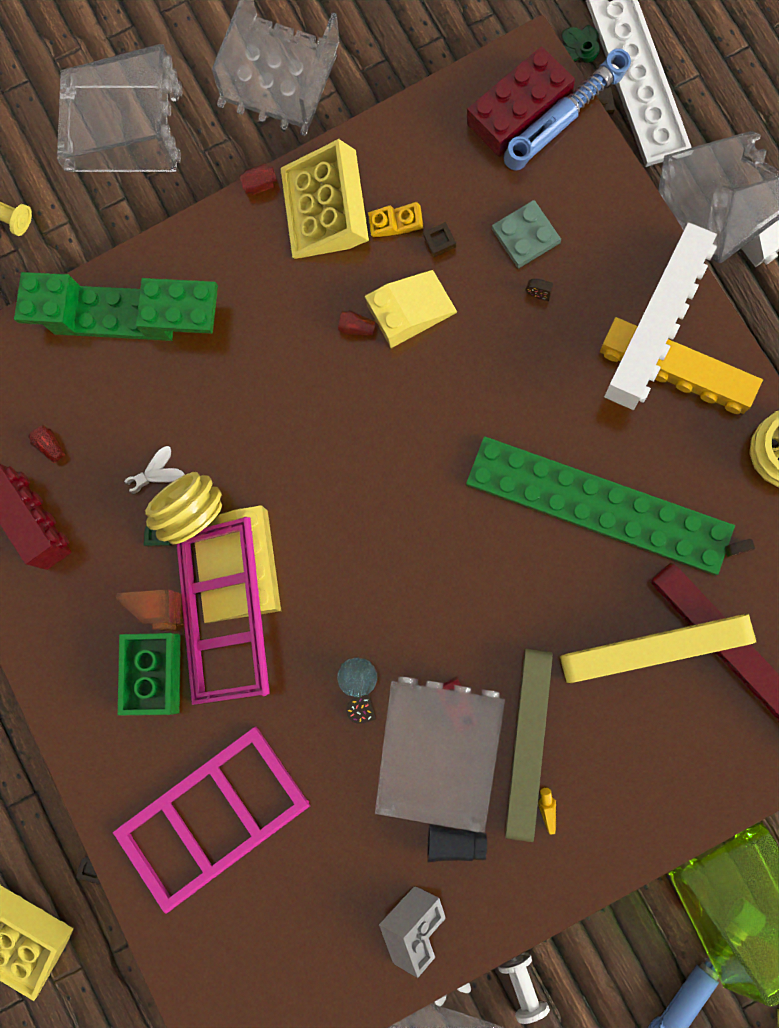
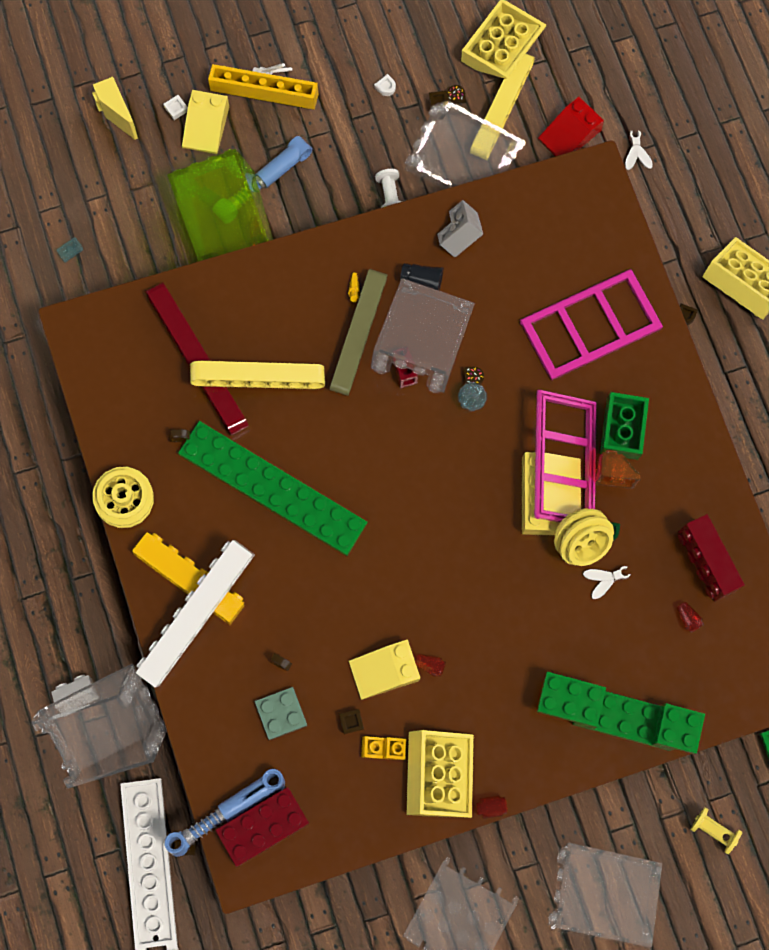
camera: 170 degrees left, 10 degrees down
(581, 44) = (194, 904): dark green plate -> none

